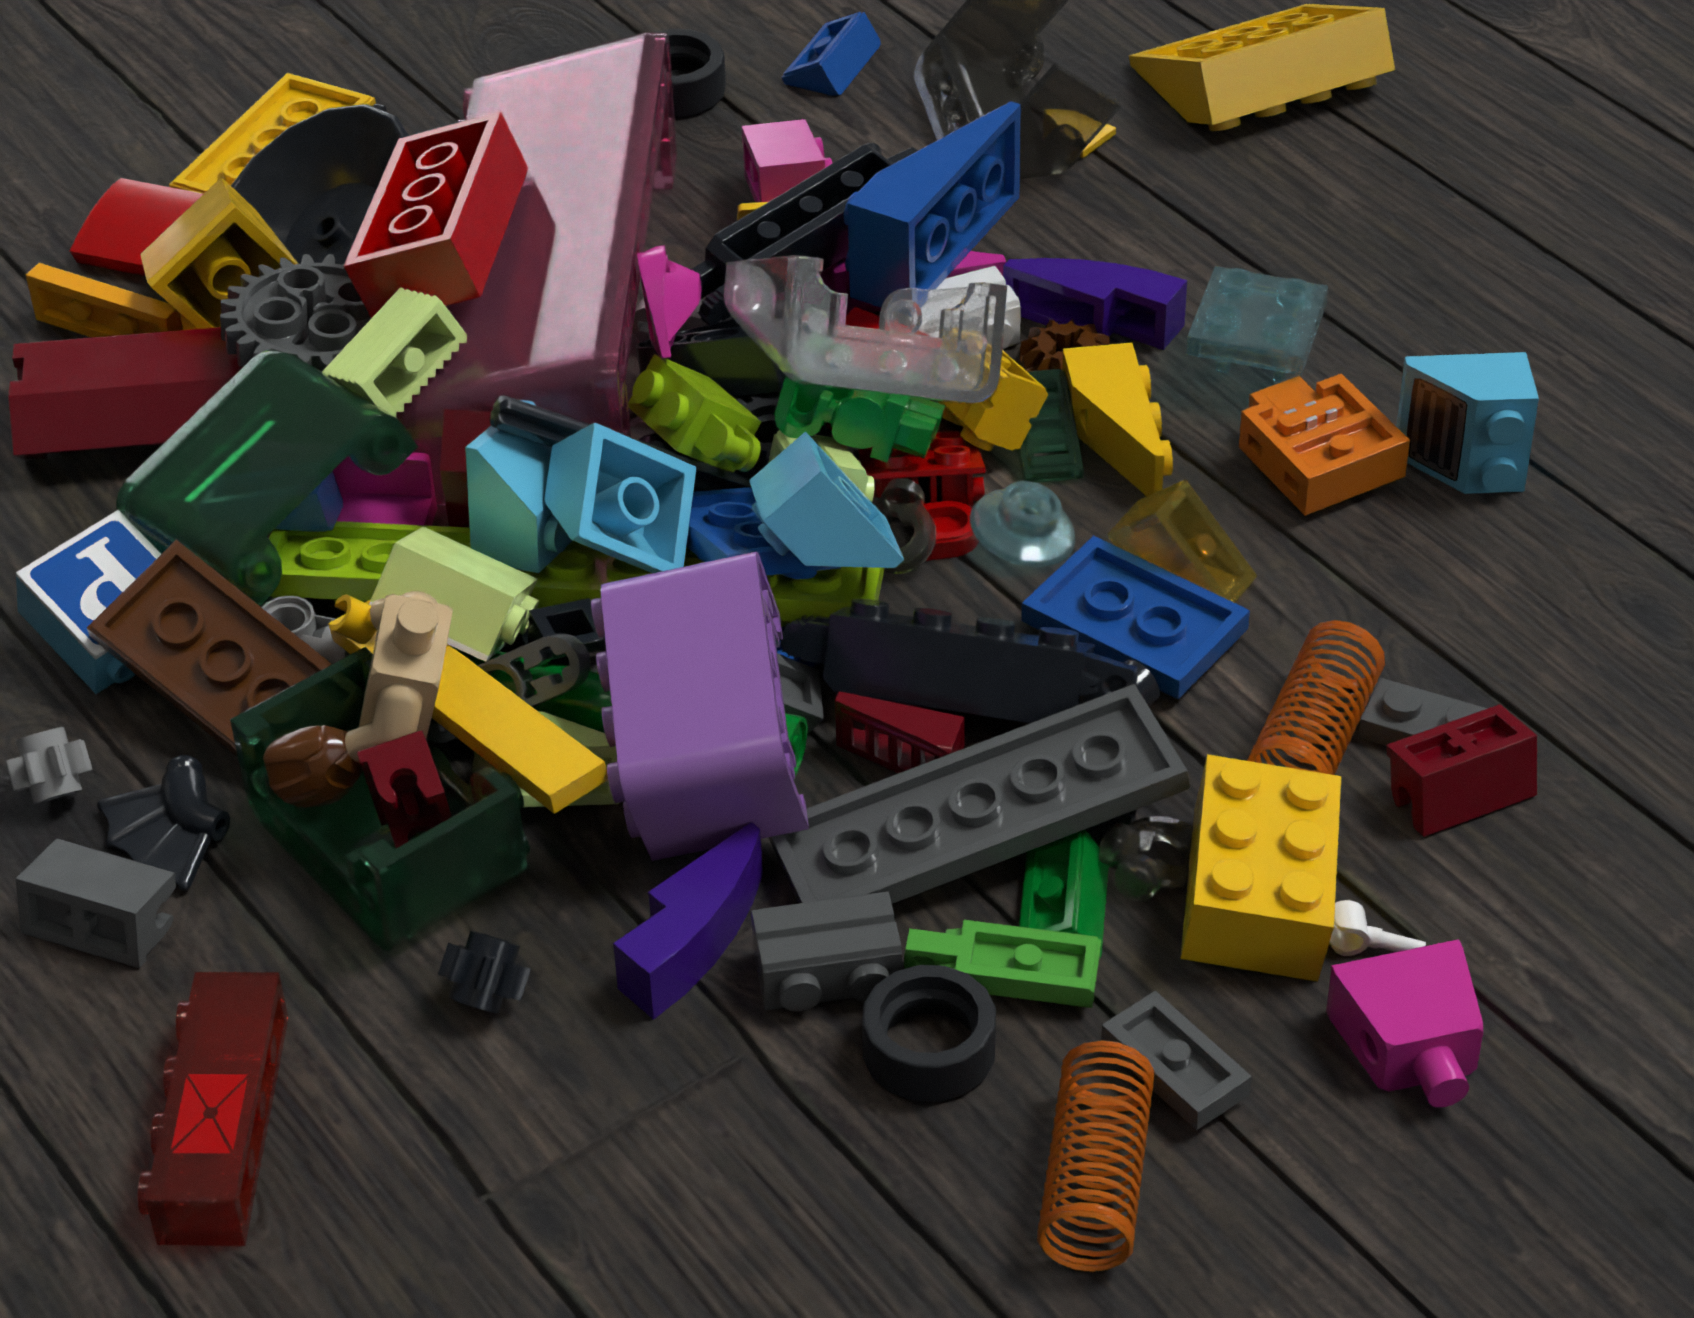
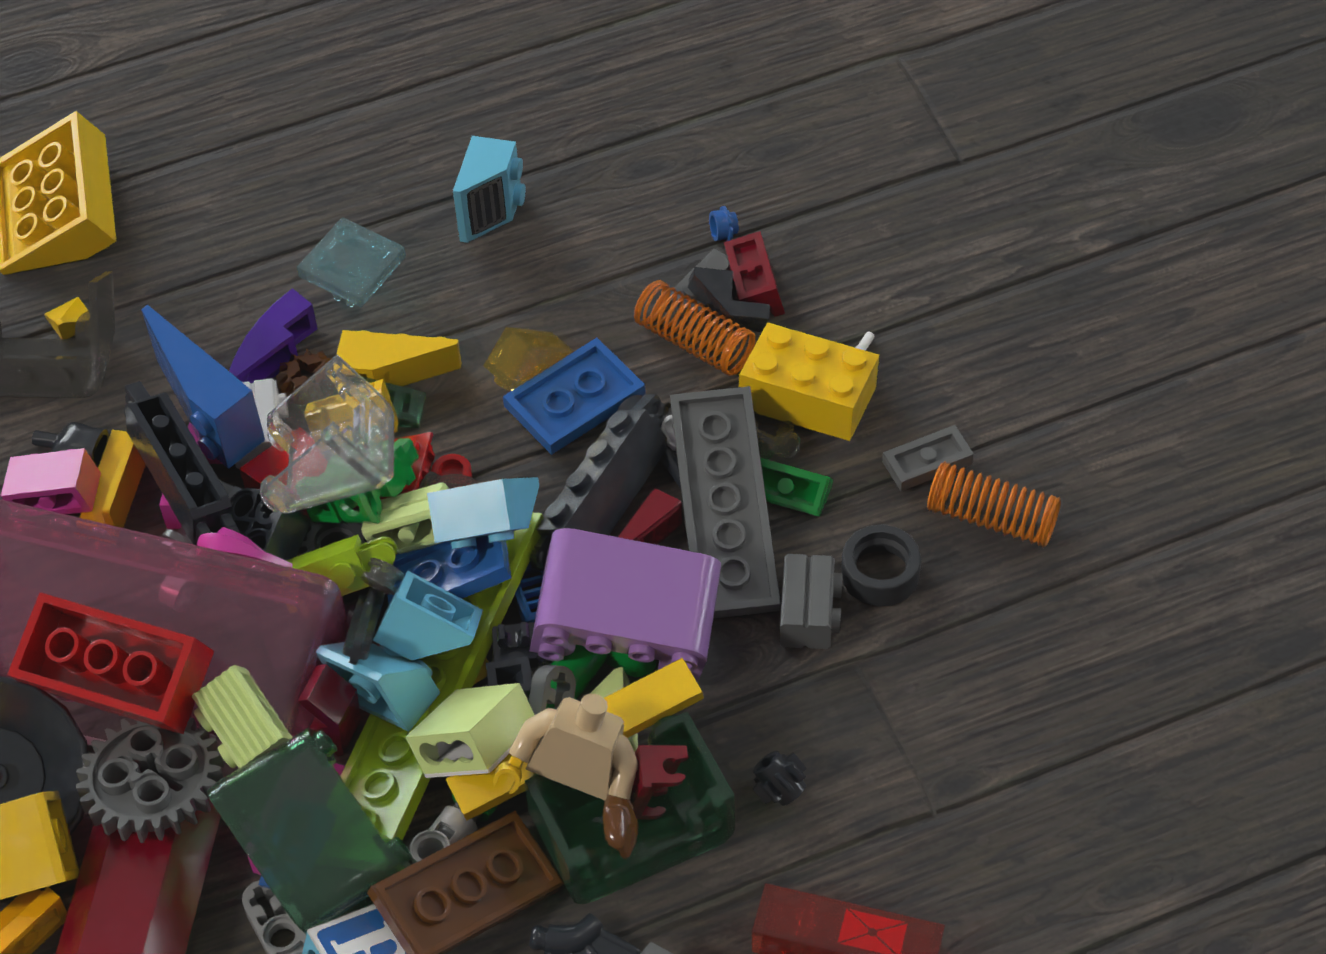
camera: 75 degrees left, 10 degrees up
(681, 440) = (382, 576): none -> clear smoke bush
(690, 923) = (766, 664): dark purple slope -> none
(1014, 960) = (838, 513): bright green hinge -> none
(1023, 525) = (467, 433): clear light blue piece -> none
(1321, 441) = (457, 268): orange piece -> none
(1380, 717) = (714, 290): none -> black slope
(1411, 1019) = (931, 347): dark pink torso -> none
(1563, 715) = (723, 224): none -> blue plate

